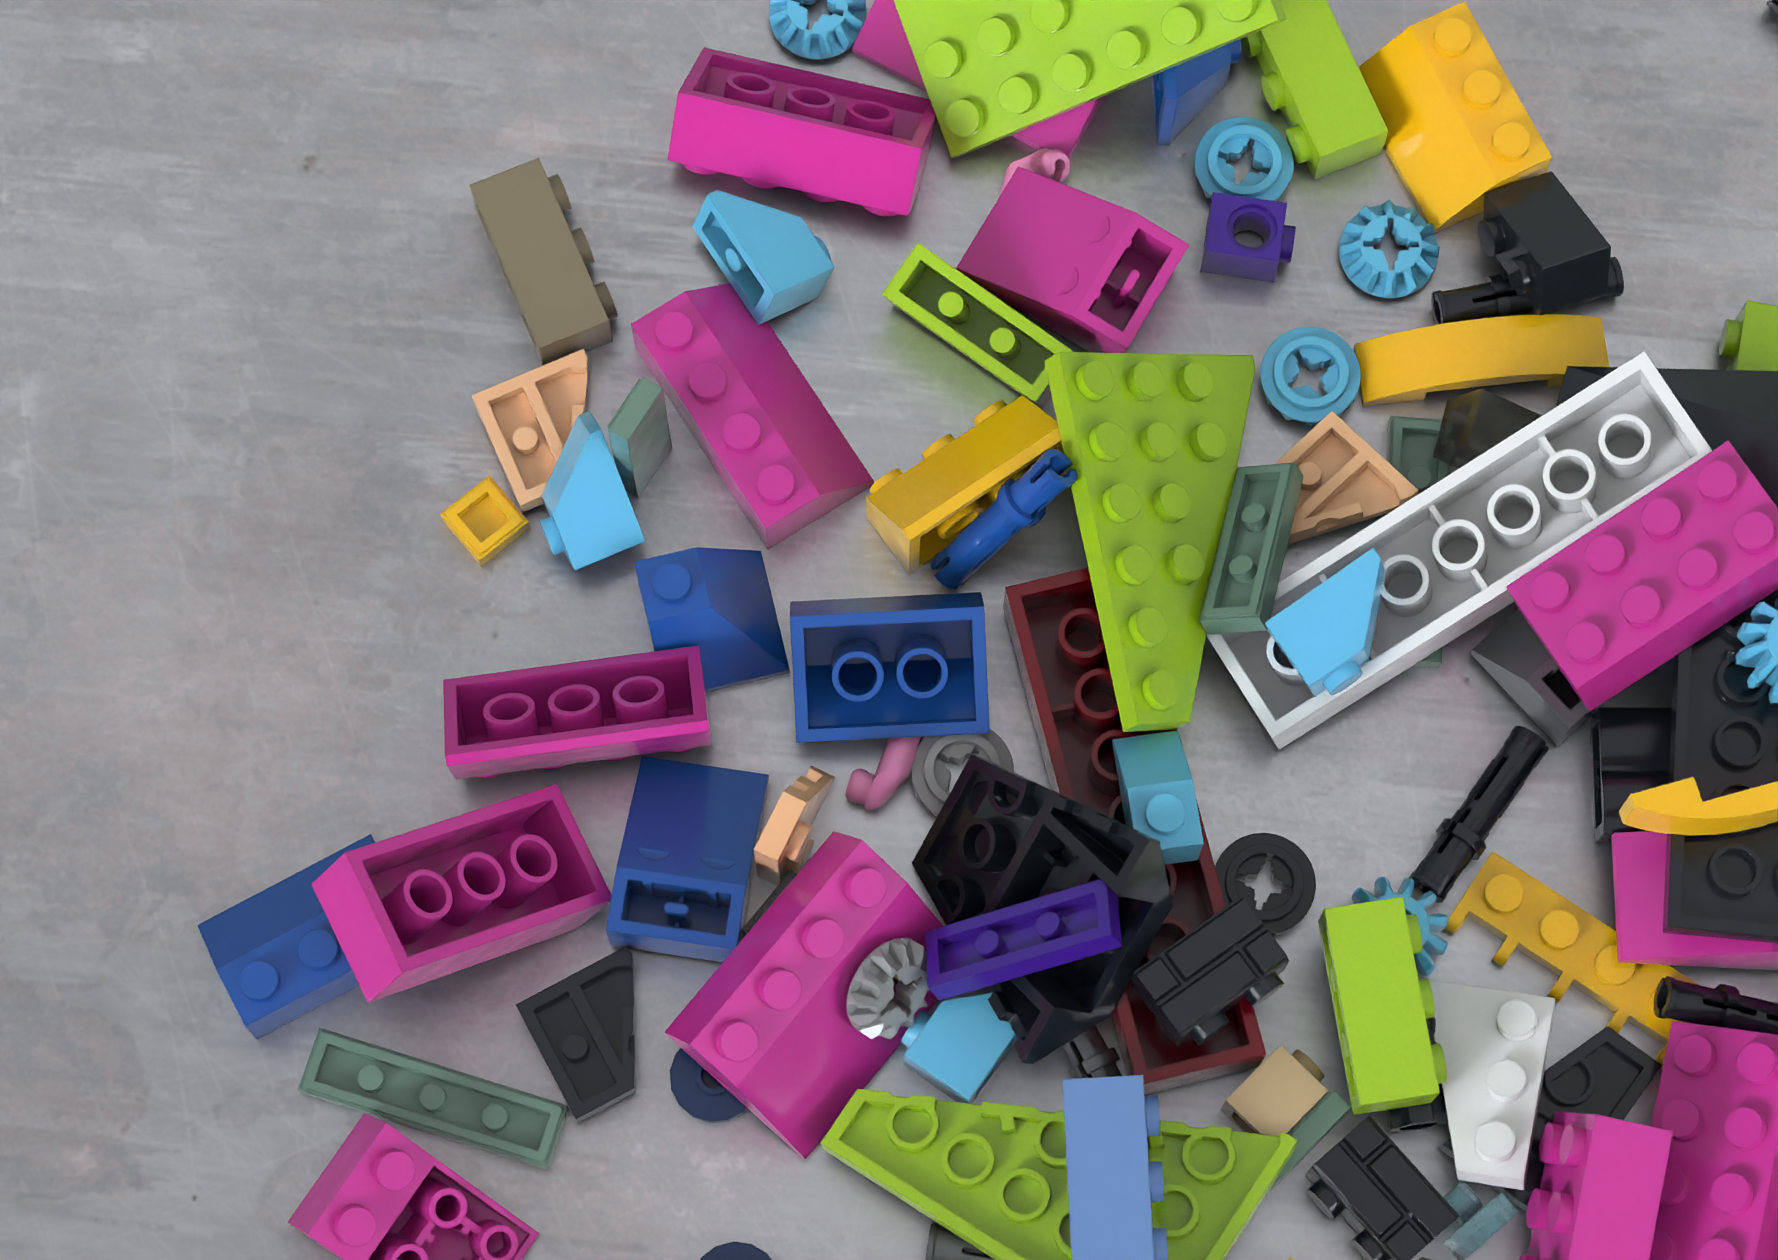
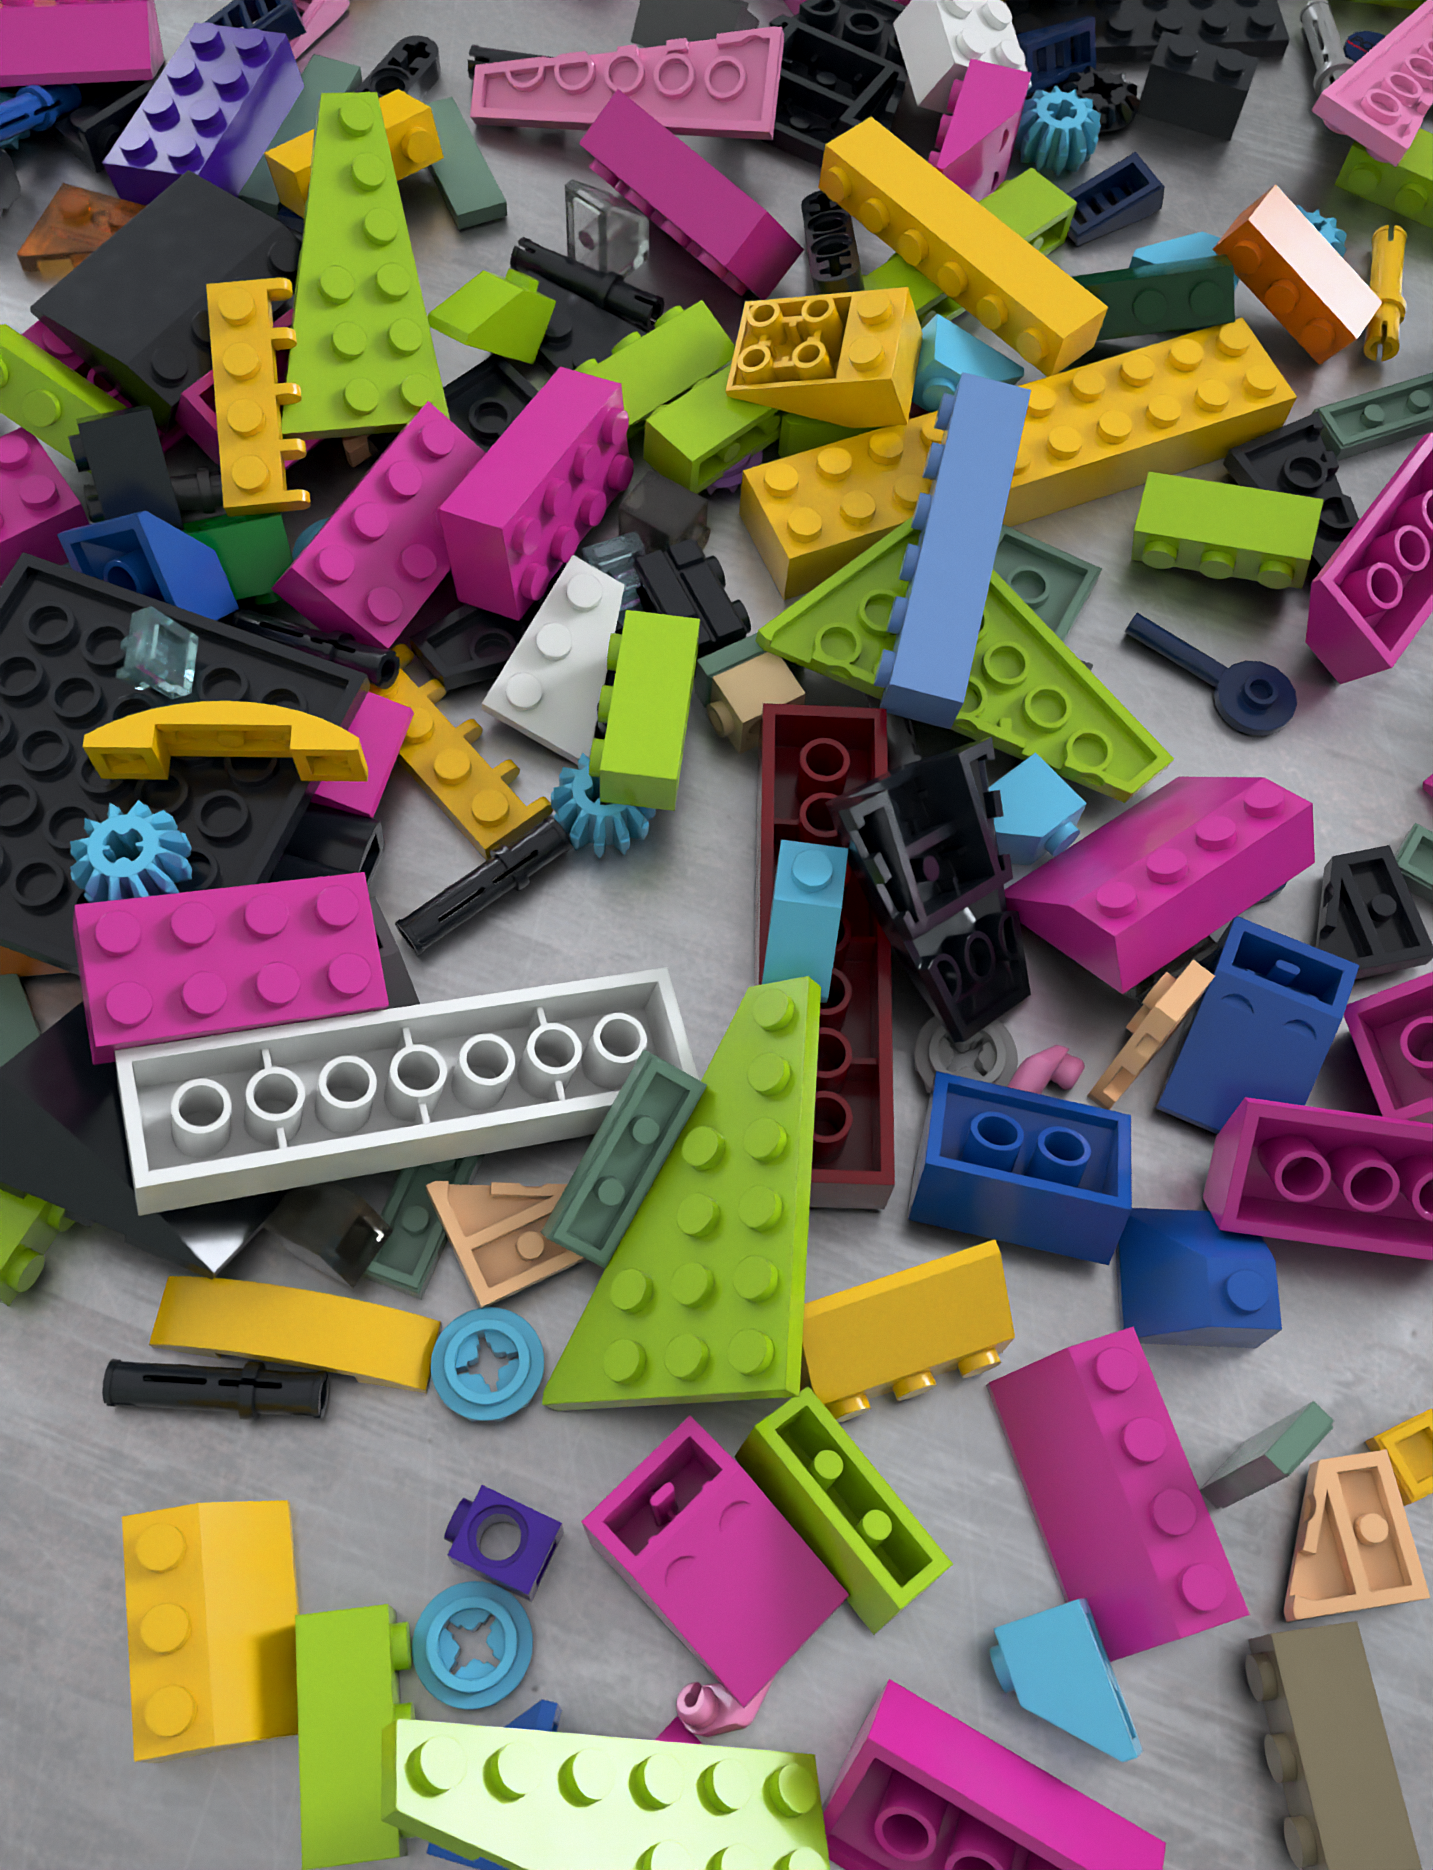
camera: 170 degrees left, 10 degrees down
(587, 500) = (1330, 1383): medium azure slope -> none
(871, 996) = (1094, 843): light grey gear -> none
(1017, 506) = (864, 1256): blue pin -> none
(1022, 939) = (975, 823): dark purple plate -> none
(1211, 973) = (799, 758): black brick -> none
(1289, 870) = (697, 858): black gear -> none
(1332, 626) = (582, 1023): medium azure slope -> none
(1368, 266) = (359, 1521): medium azure gear -> none
(1545, 243) = (175, 1421): black brick -> none

